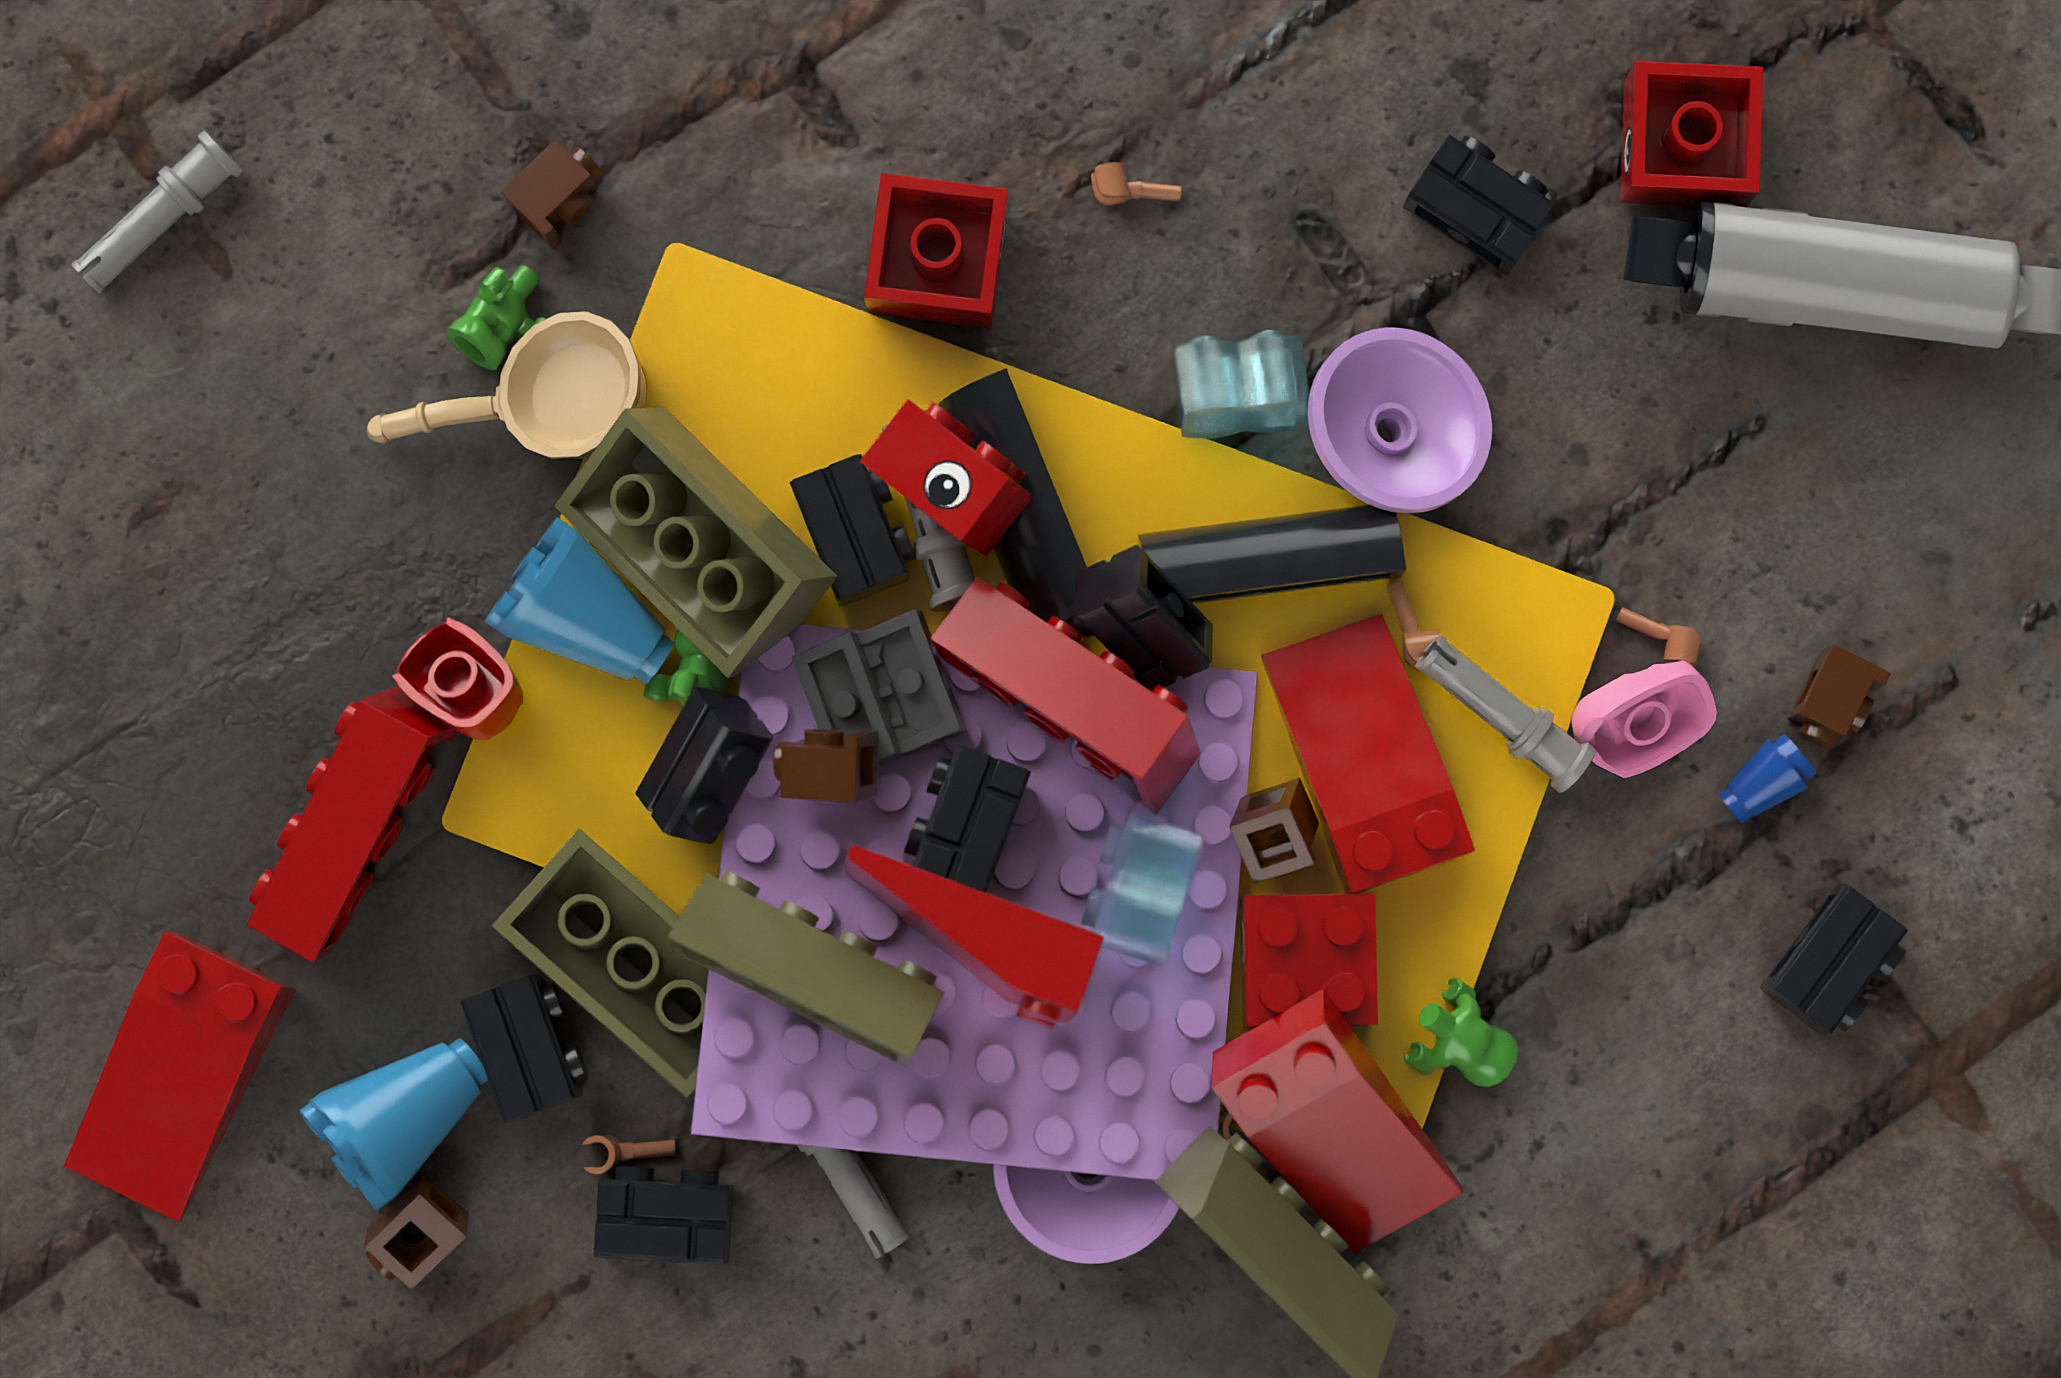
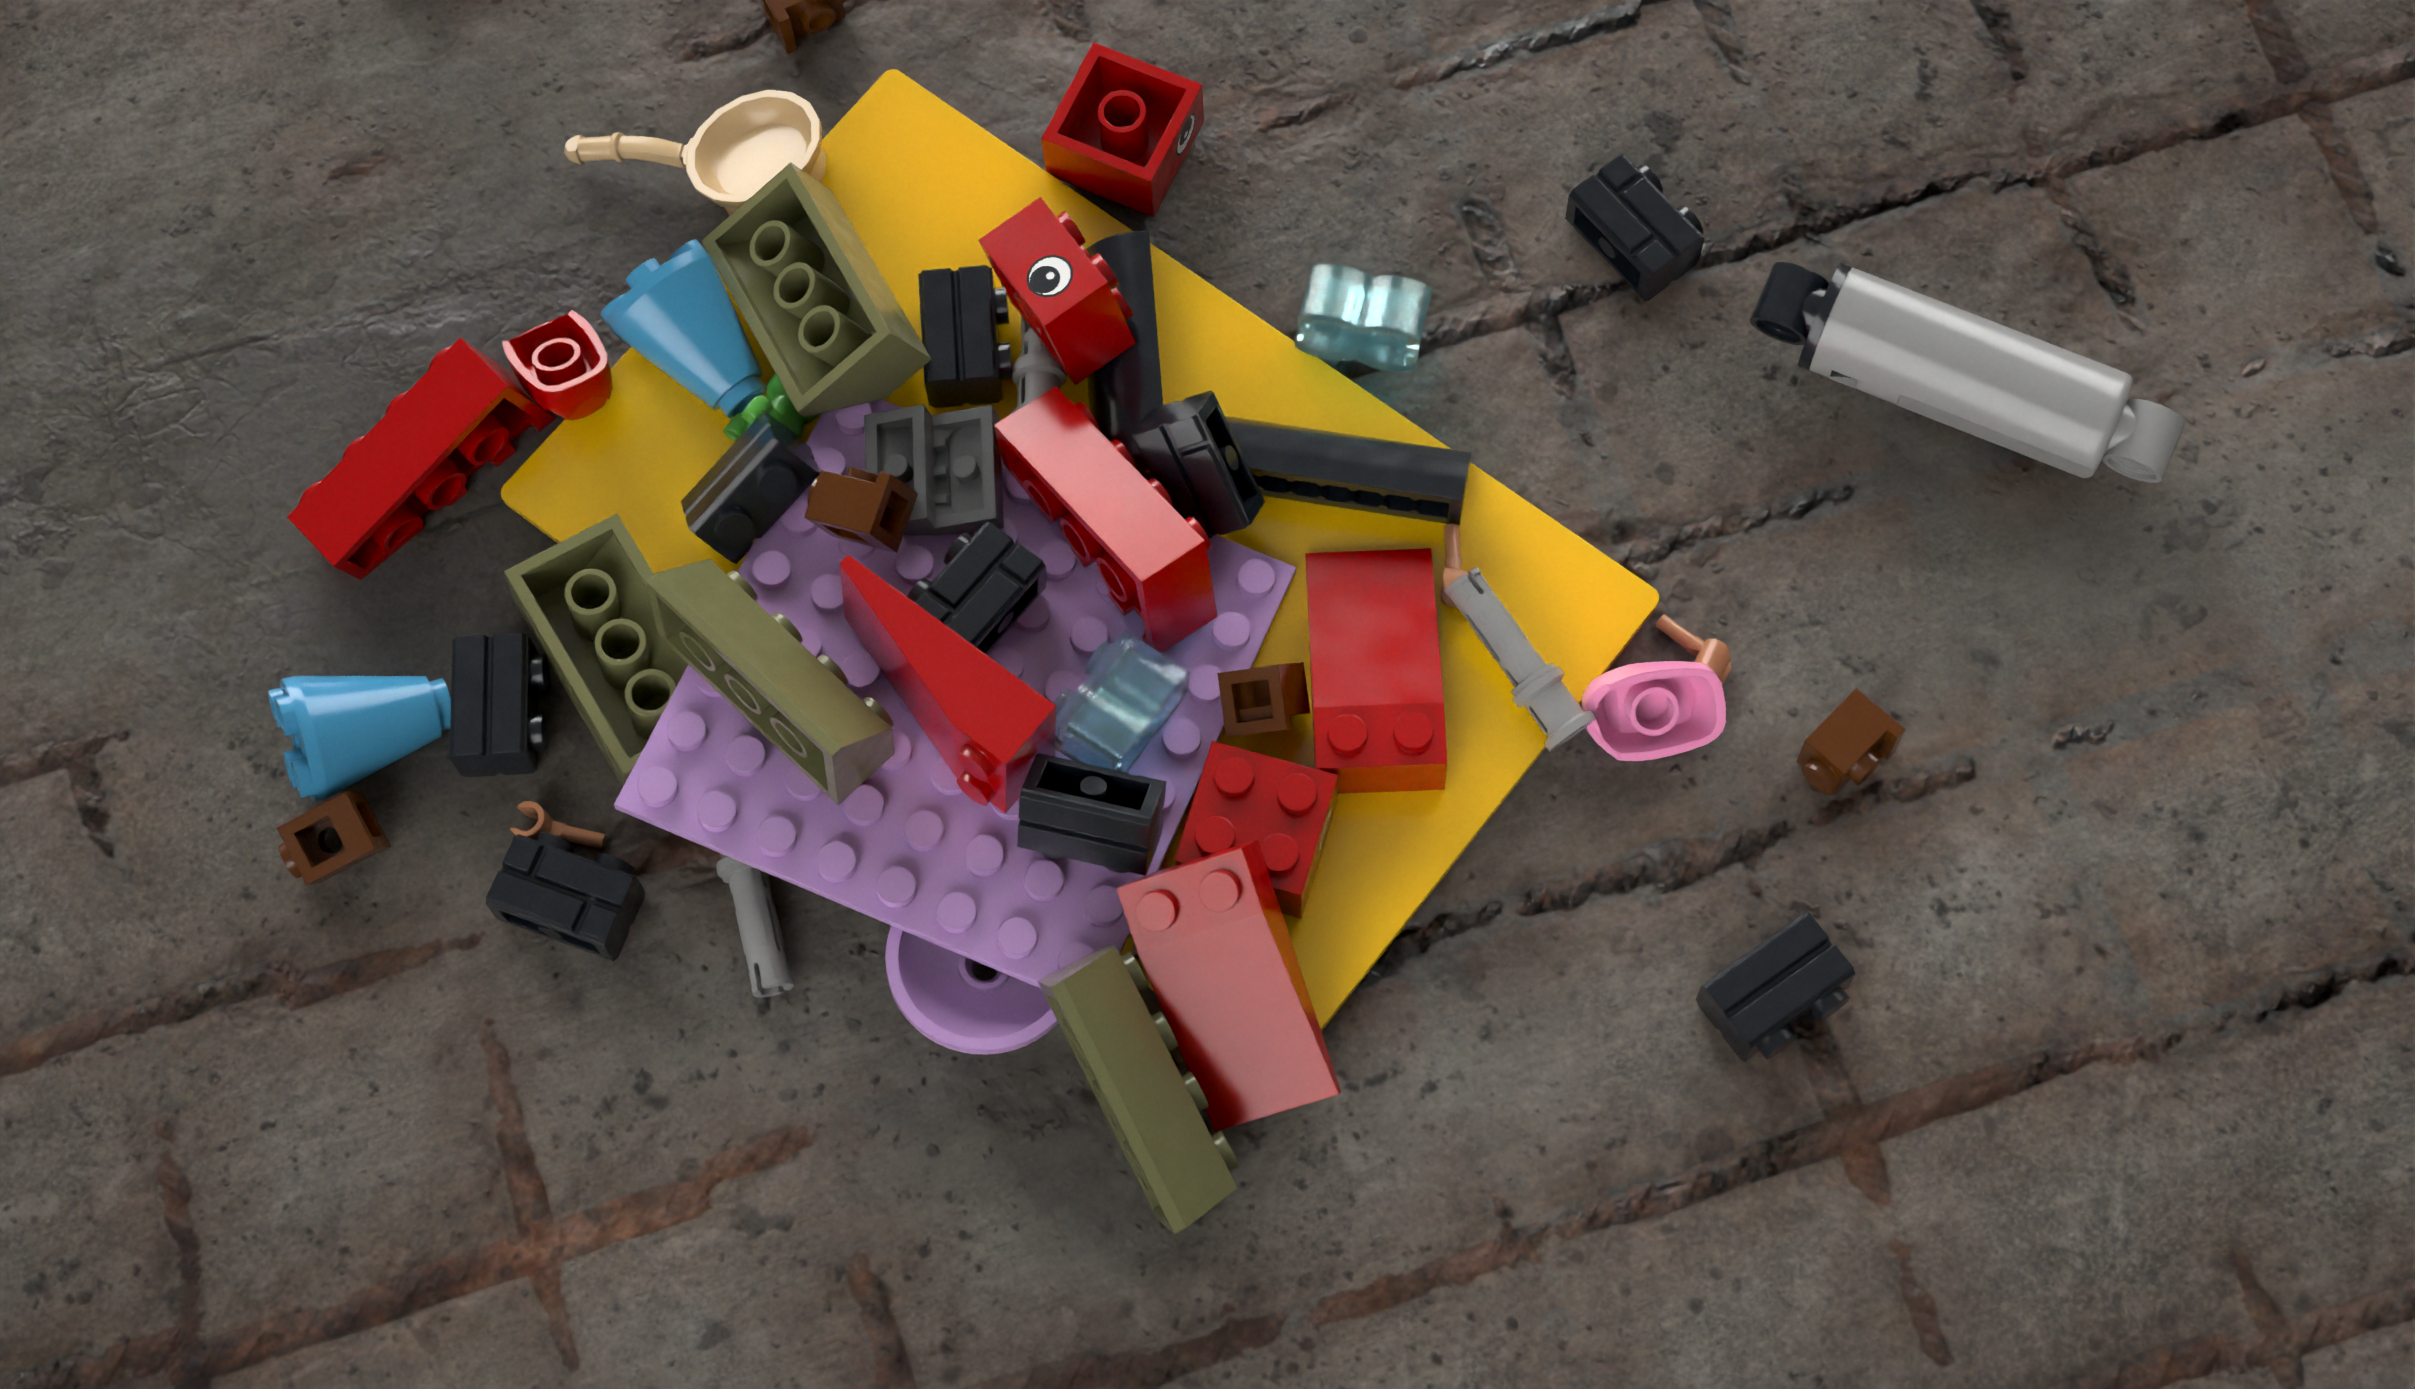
camera: 20 degrees right, 15 degrees down
(176, 1073) = (176, 636): red slope -> none
(495, 317) = (716, 82): bright green piece -> none
(1113, 188) = (1305, 133): nougat hand -> none
(1159, 1012) = (1091, 814): none -> black brick
(1424, 401) = (1515, 362): lavender dish -> none
(1464, 1040) = (1384, 951): bright green piece -> none
(1691, 133) = (1850, 208): red brick -> none
(1767, 779) = (1759, 803): blue cone -> none

